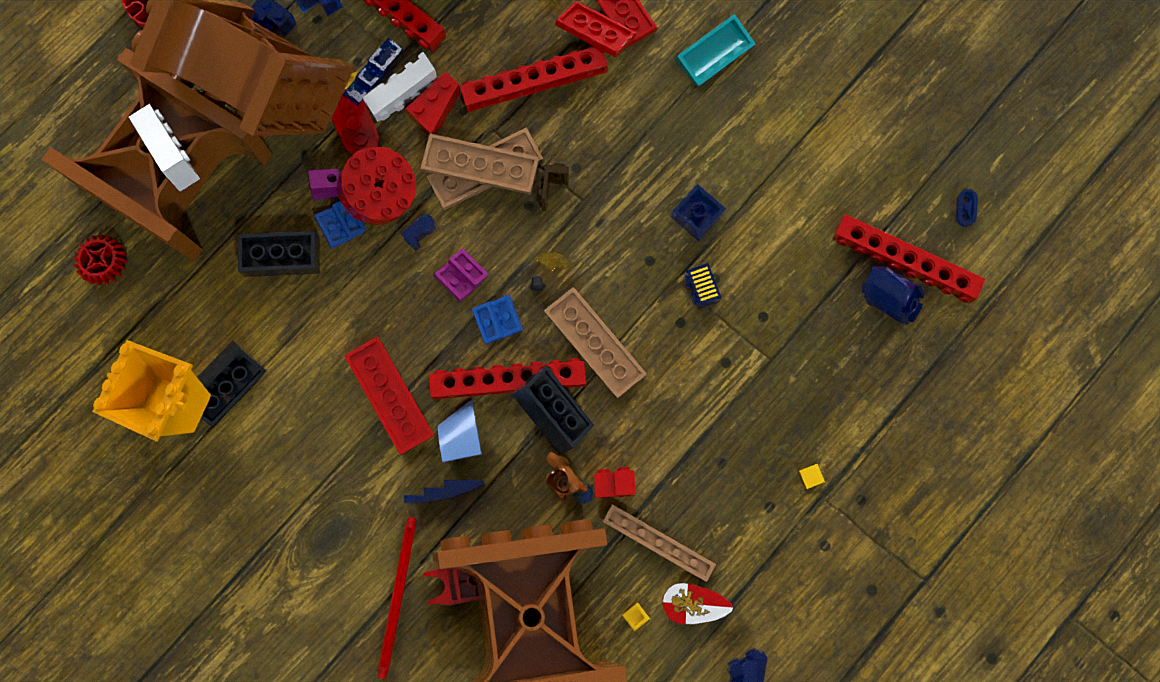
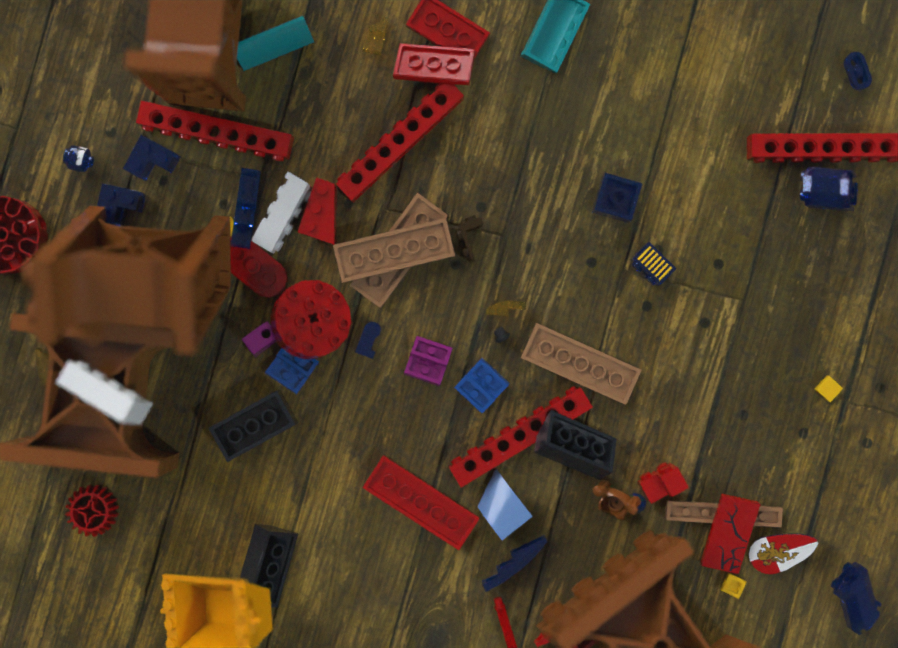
camera: 25 degrees left, 10 degrees up
(655, 563) = (730, 533): none -> red tile

